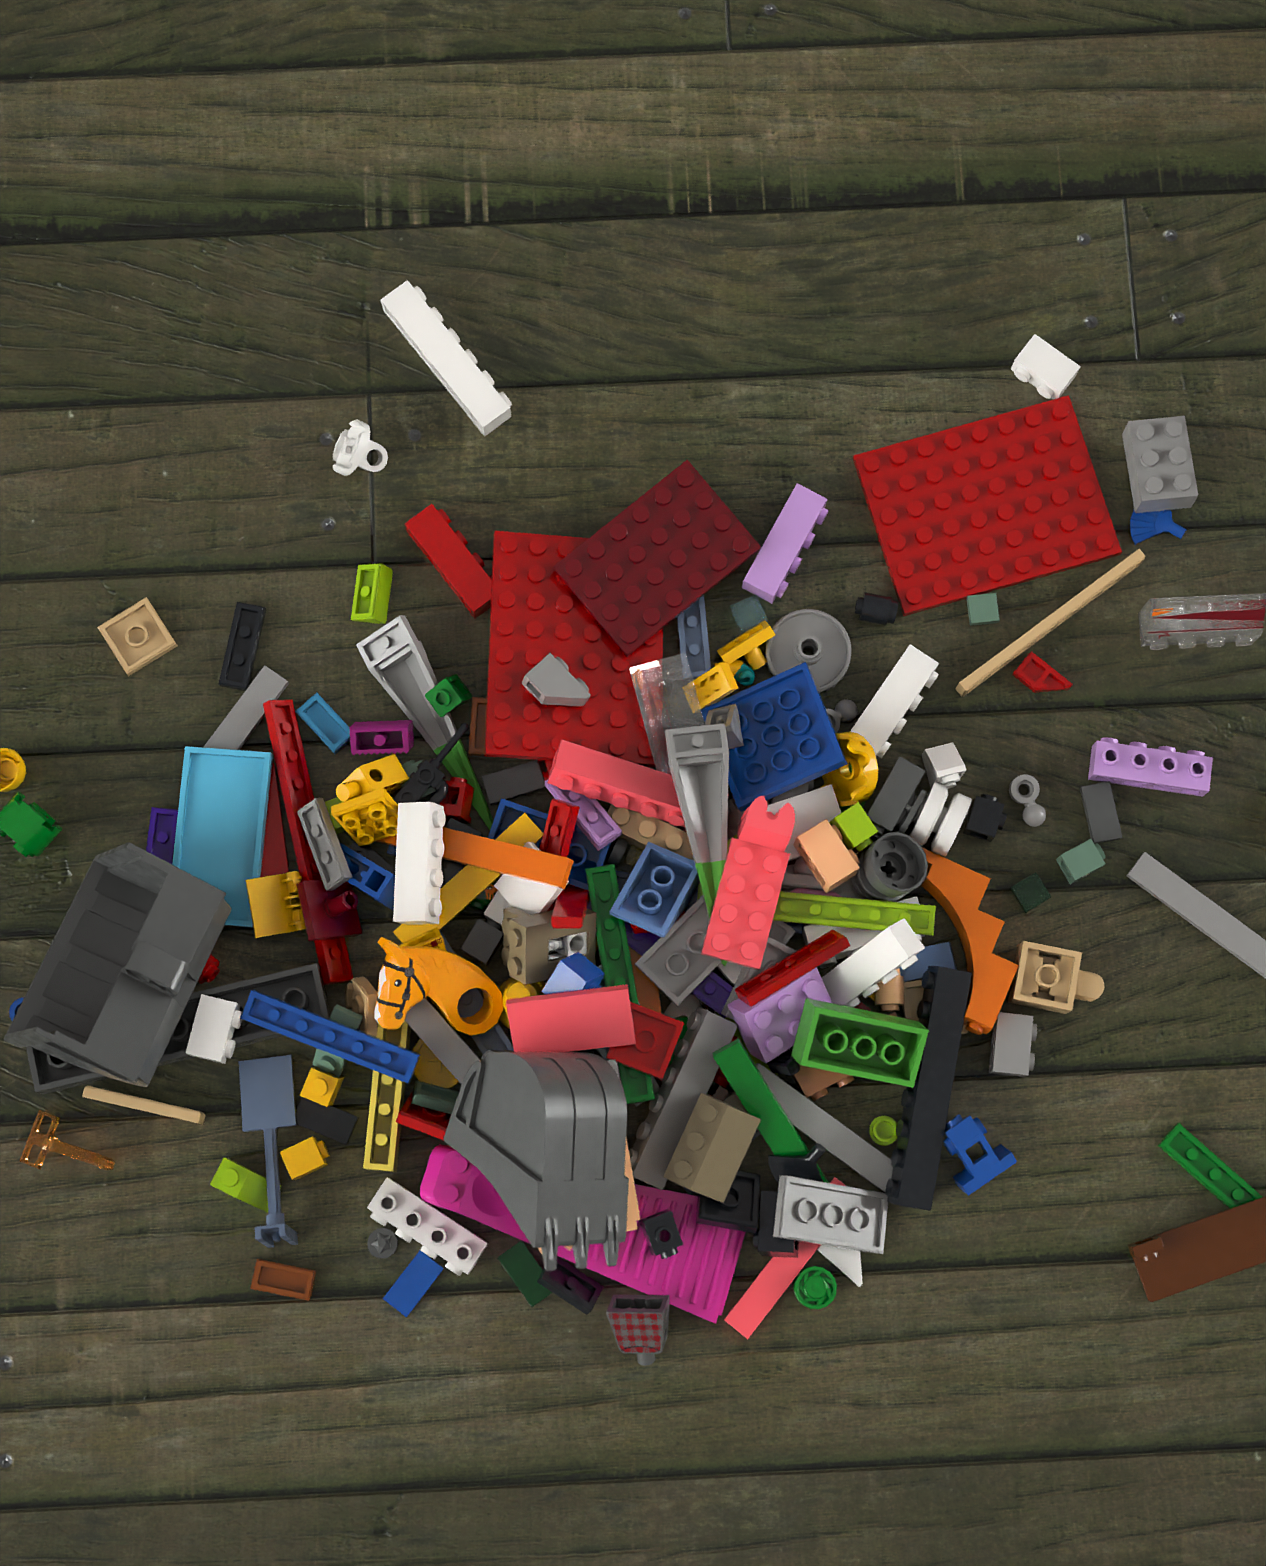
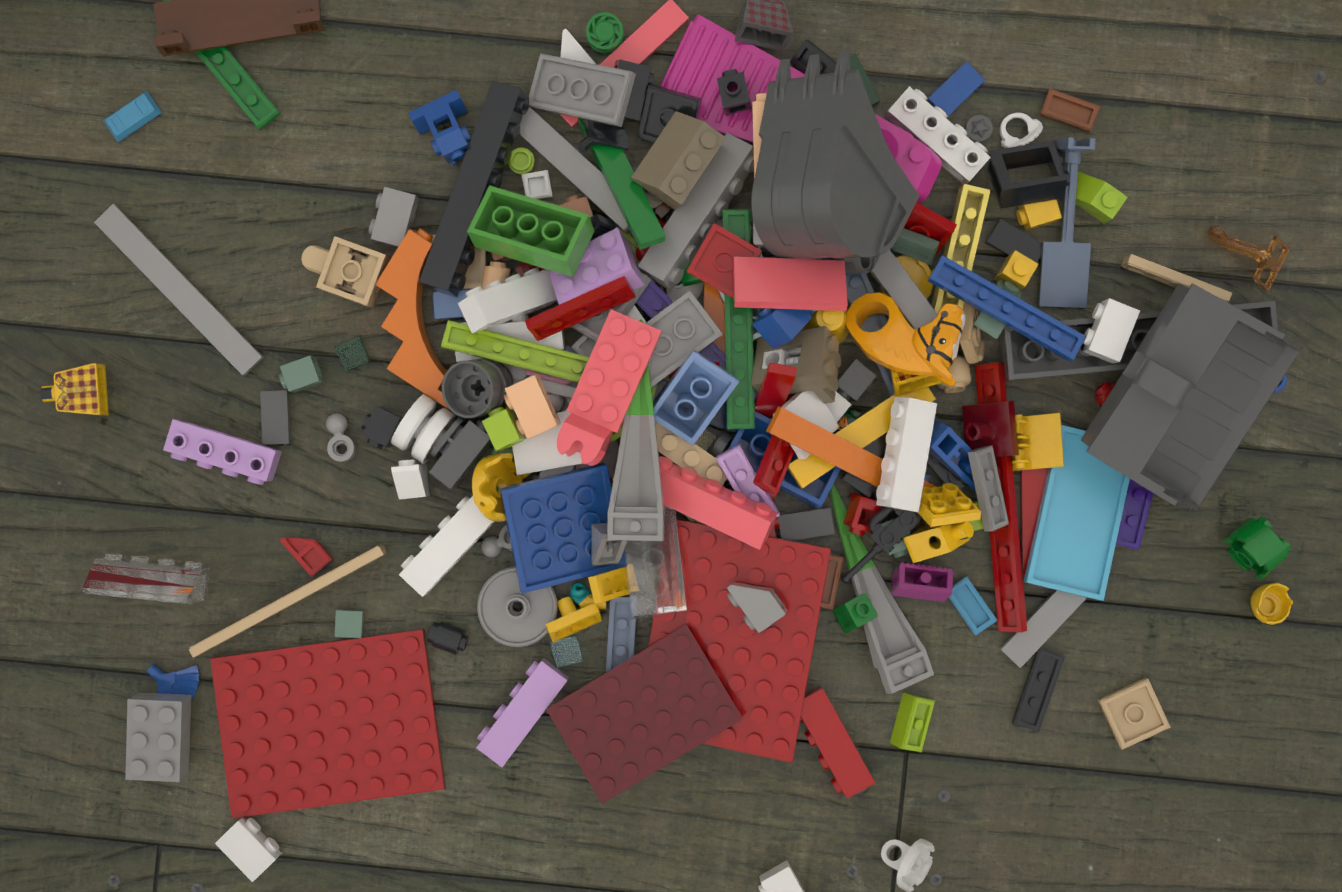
camera: 170 degrees left, 10 degrees up
(314, 1174) = (1029, 191): none -> black window
(342, 1231) = (1034, 129): none -> white piece
(370, 963) = (961, 374): none -> tan head
(862, 1106) = (537, 185): none -> white tile

